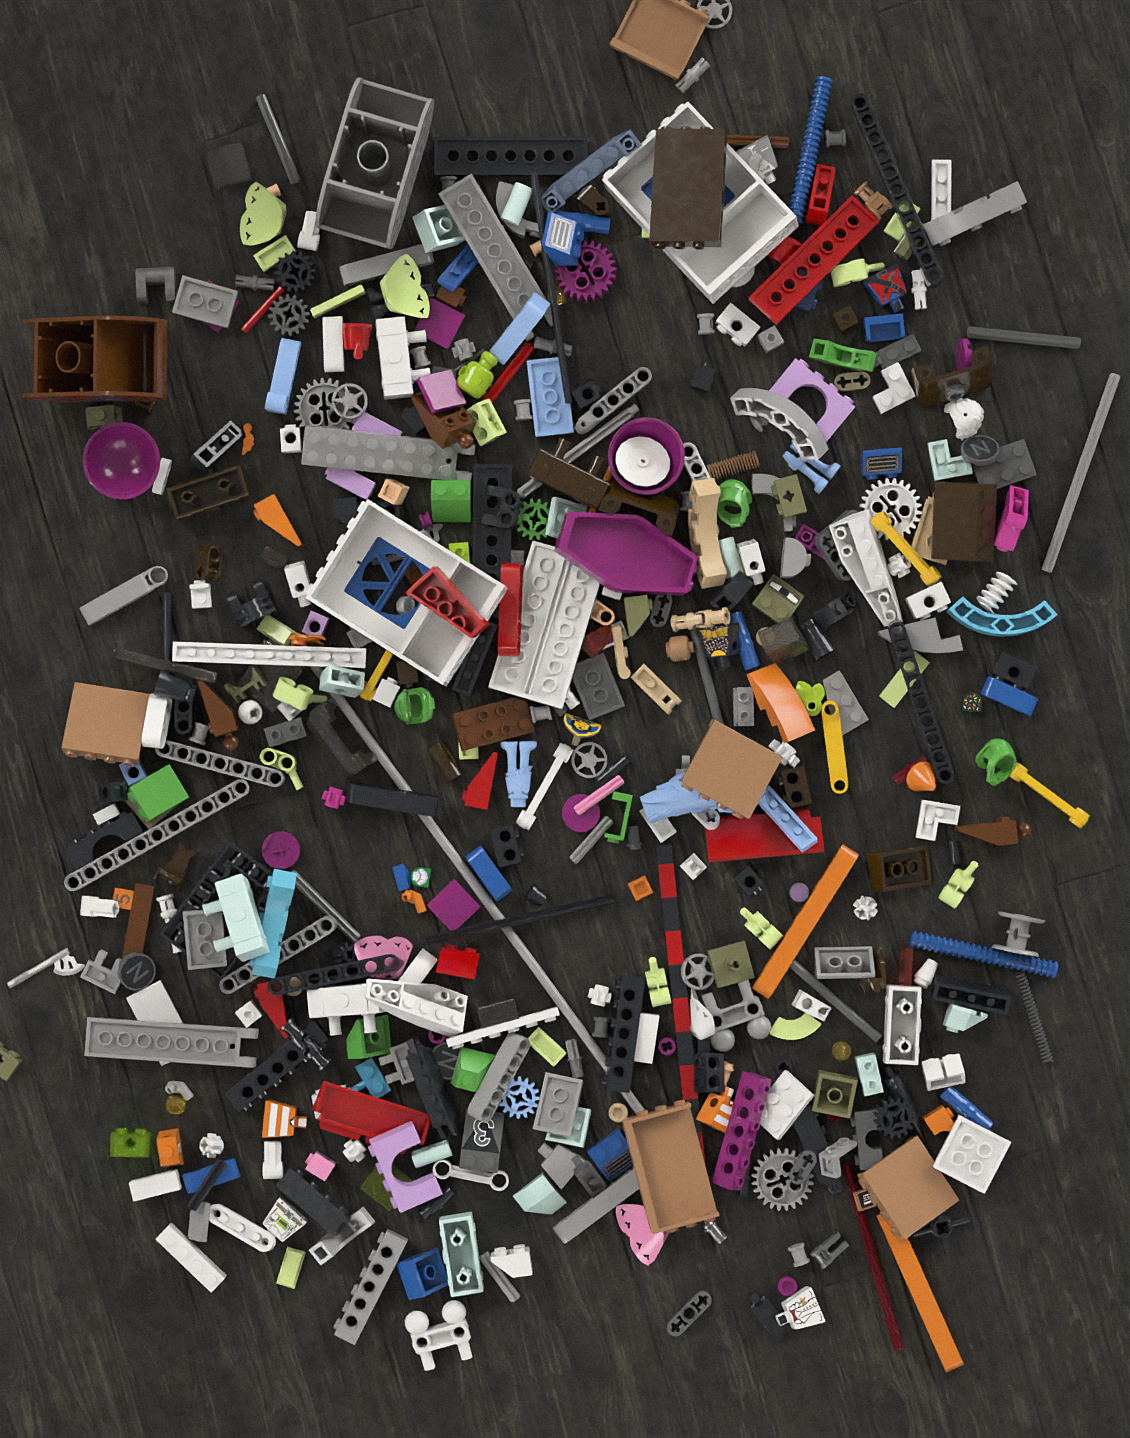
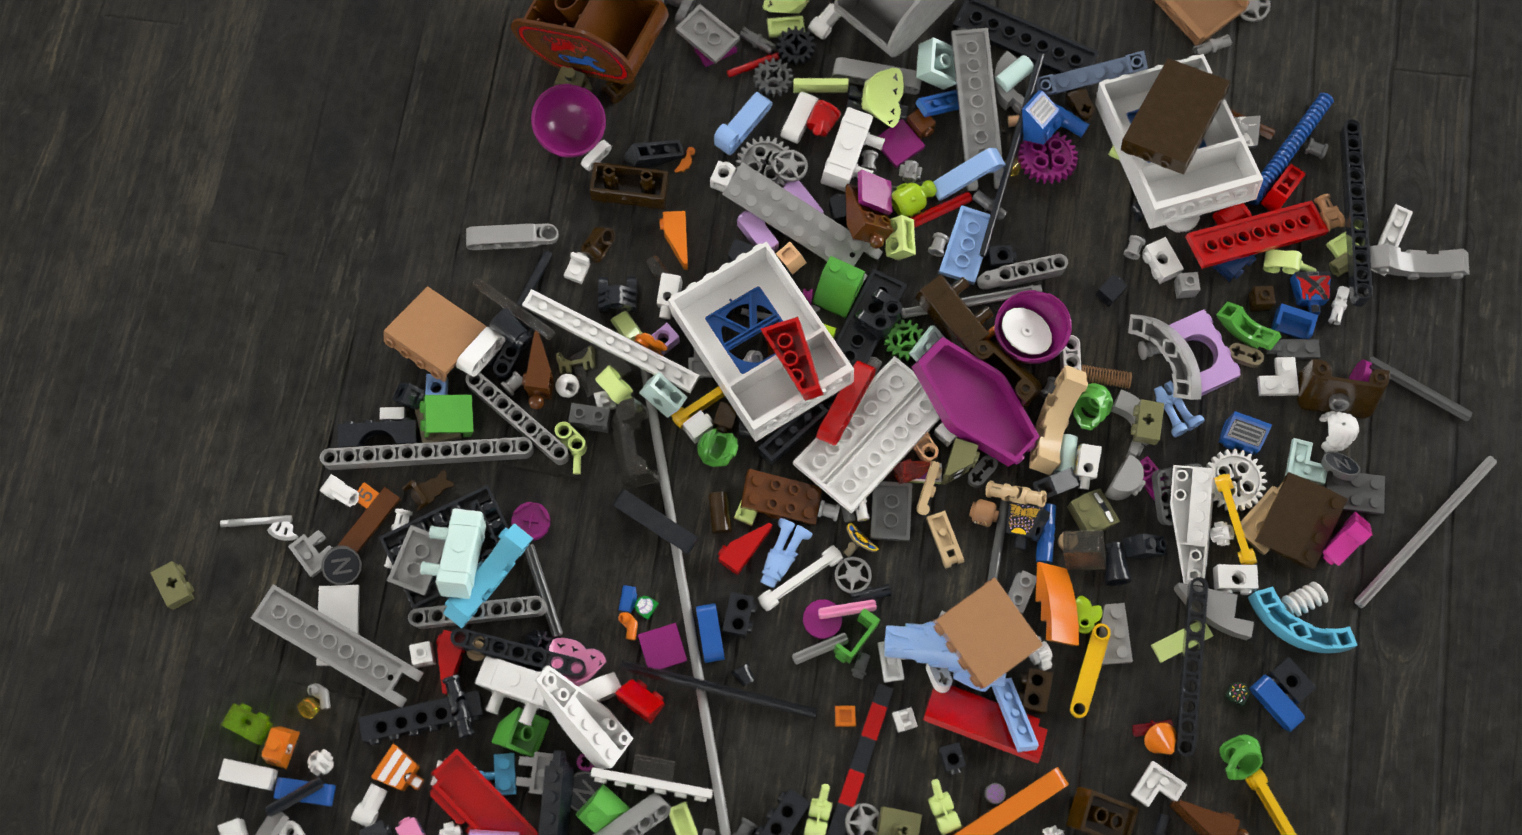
camera: 20 degrees right, 15 degrees down
(333, 797) = (602, 495): dark pink gear -> none
(599, 995) = (758, 798): white gear -> none

